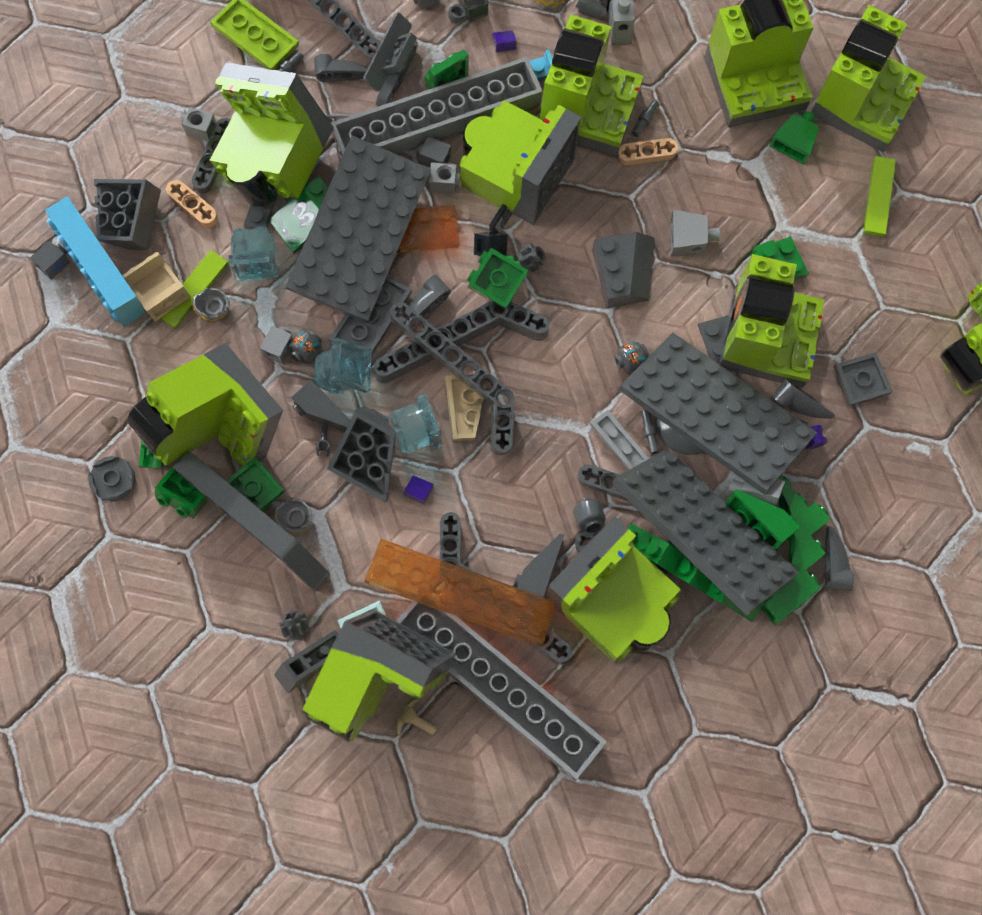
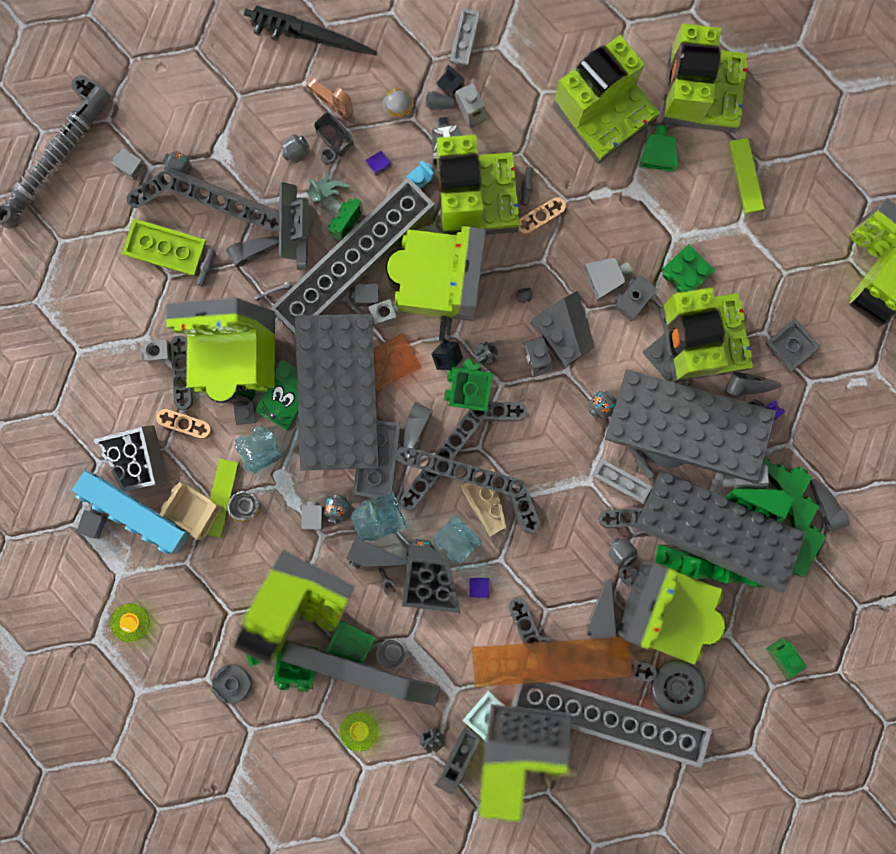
camera: 25 degrees left, 10 degrees up
(39, 372) = (129, 622): none -> clear neon green tile
(221, 585) = (359, 731): none -> clear neon green tile
(439, 41) = (322, 188): none -> sand green piece
(584, 277) = (537, 356): none -> dark grey torso
(589, 686) = (678, 688): none -> dark grey wheel
(597, 217) = (524, 294): none -> dark grey hinge
(712, 265) = (635, 297): none -> dark grey brick
(724, 705) = (787, 658): none -> green torso

